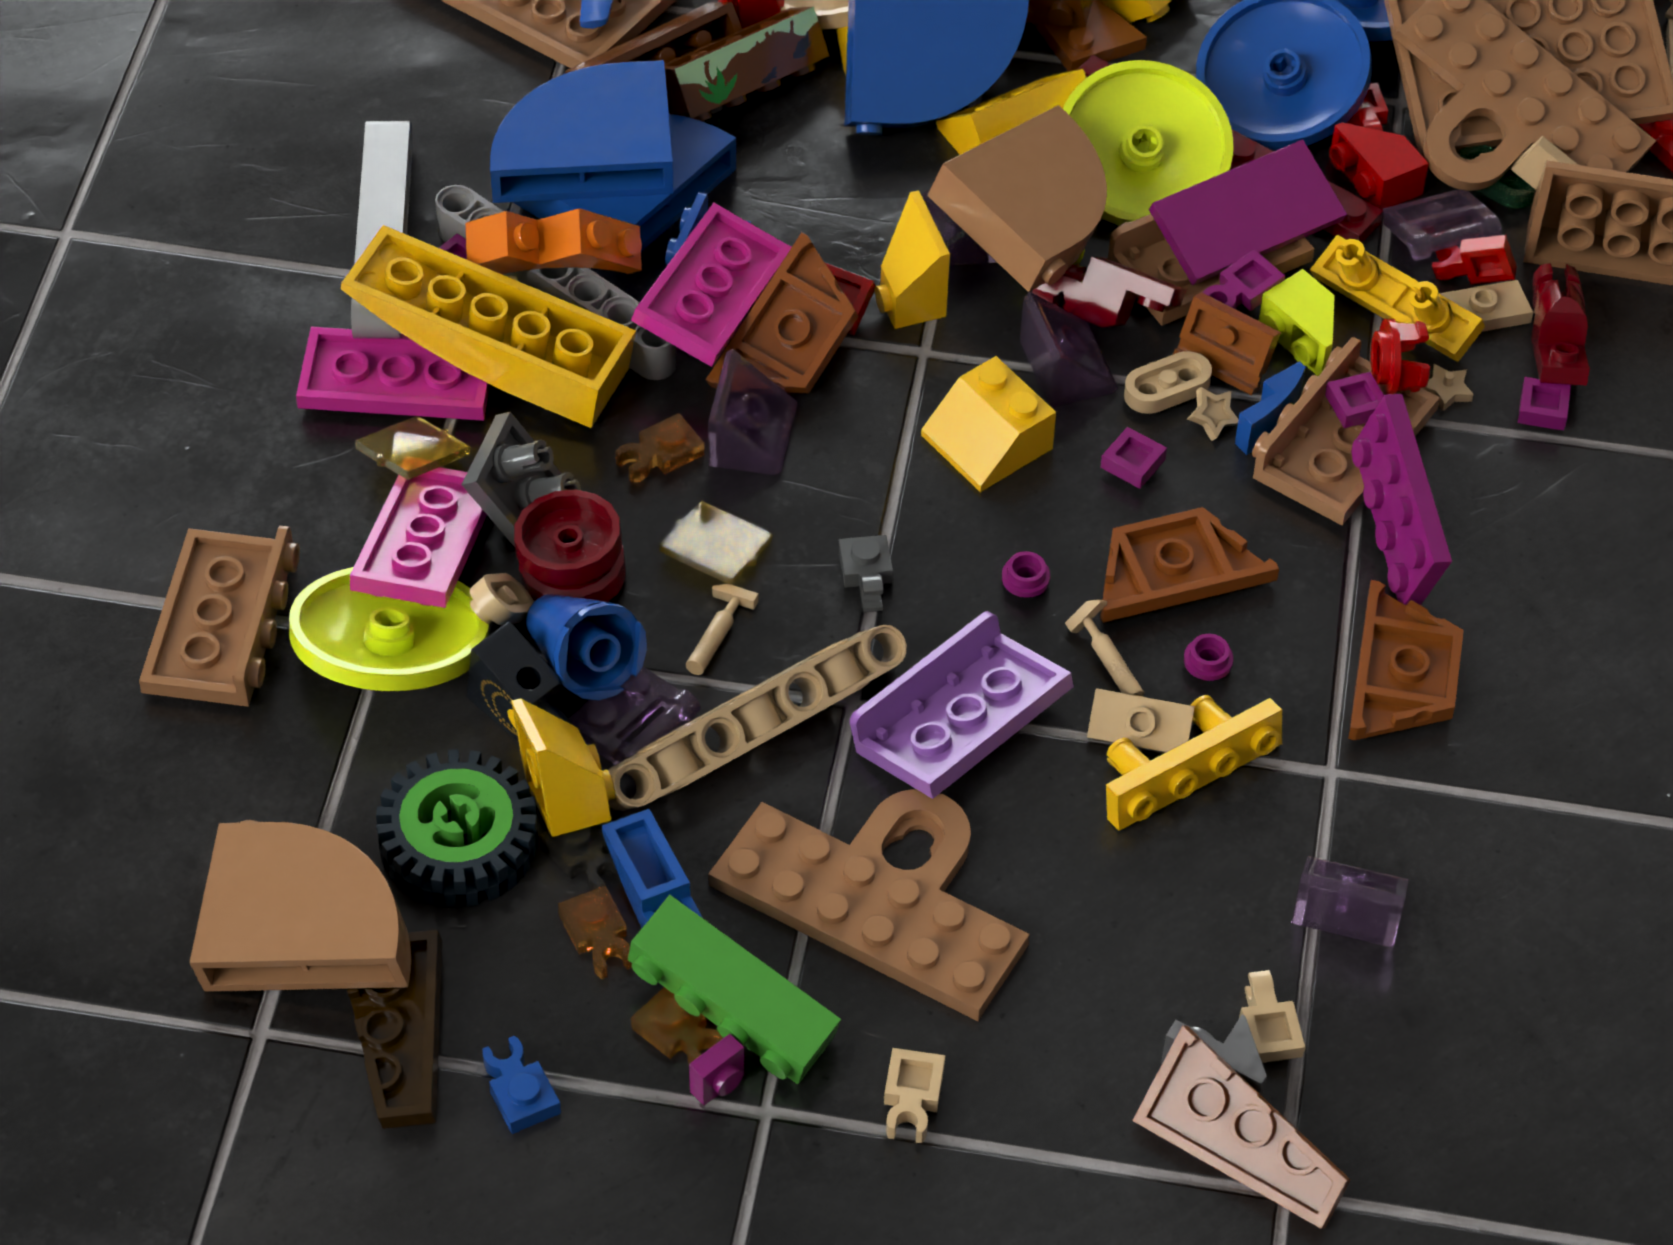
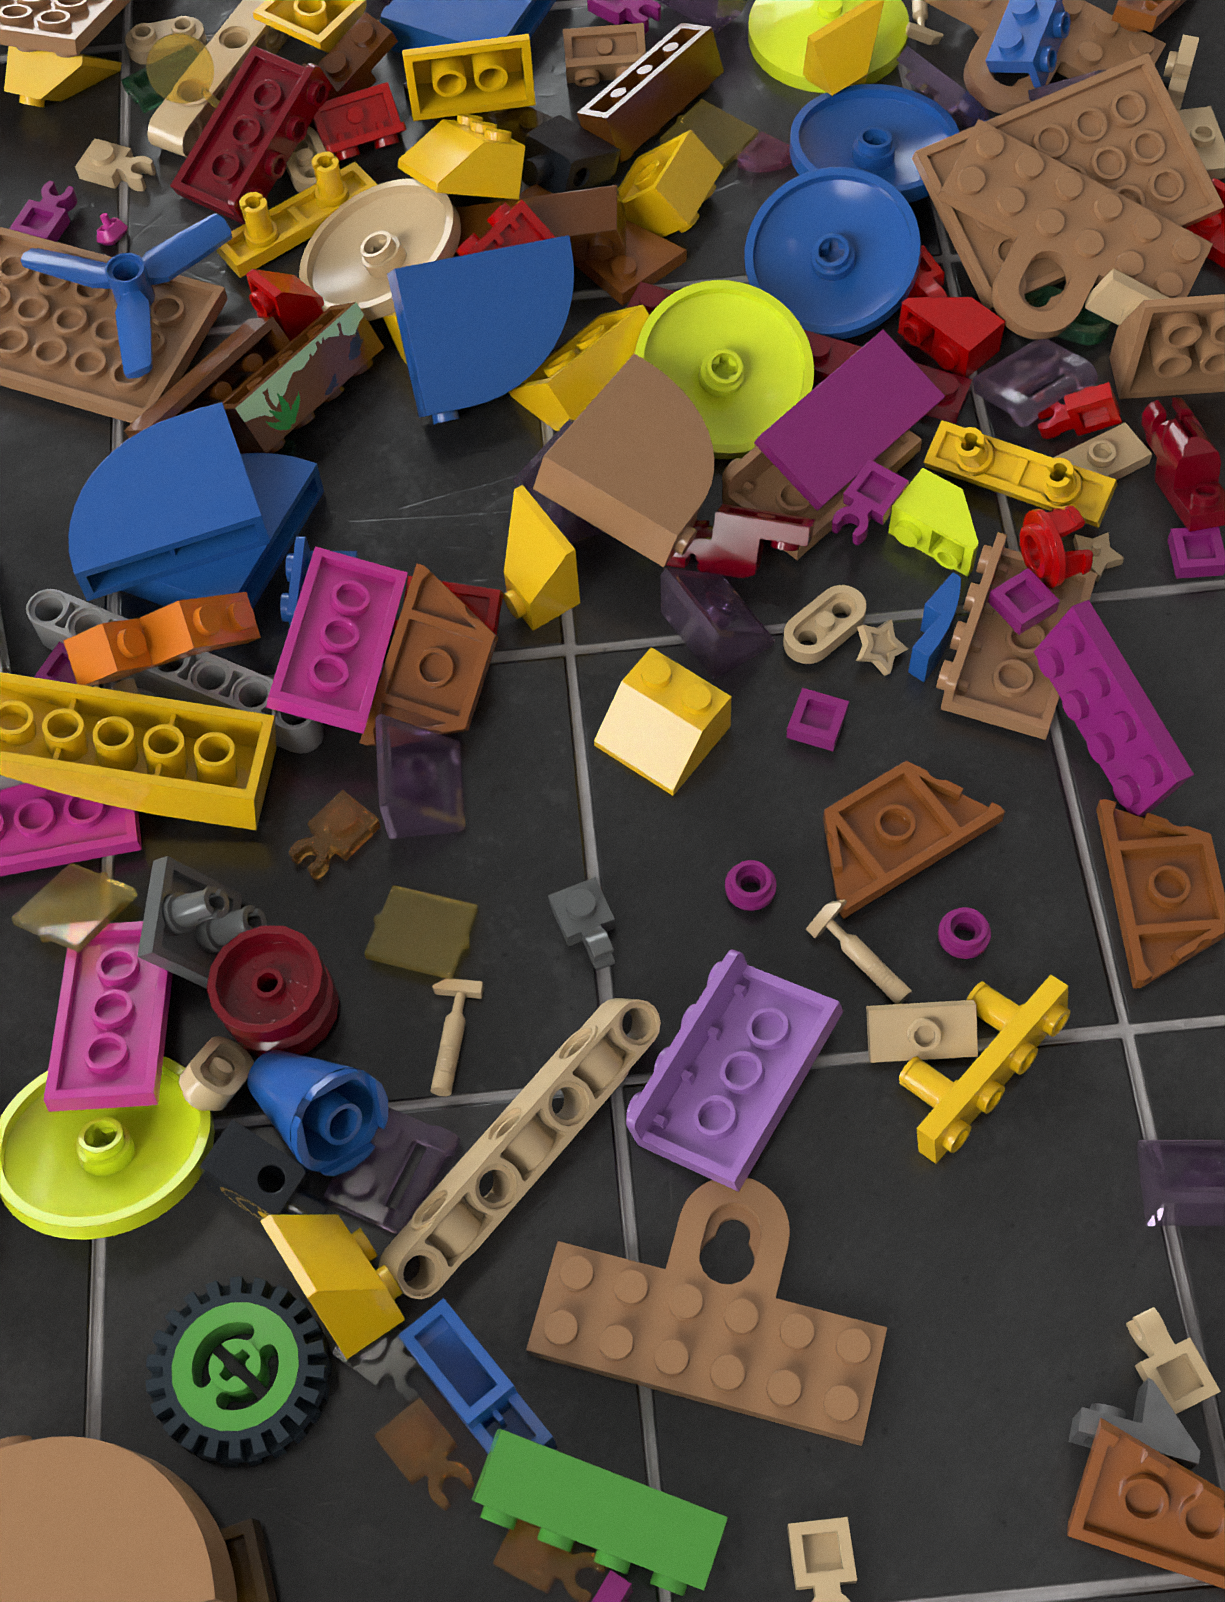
camera: 10 degrees left, 10 degrees up
(1230, 340) = (875, 565): dark orange plate -> none

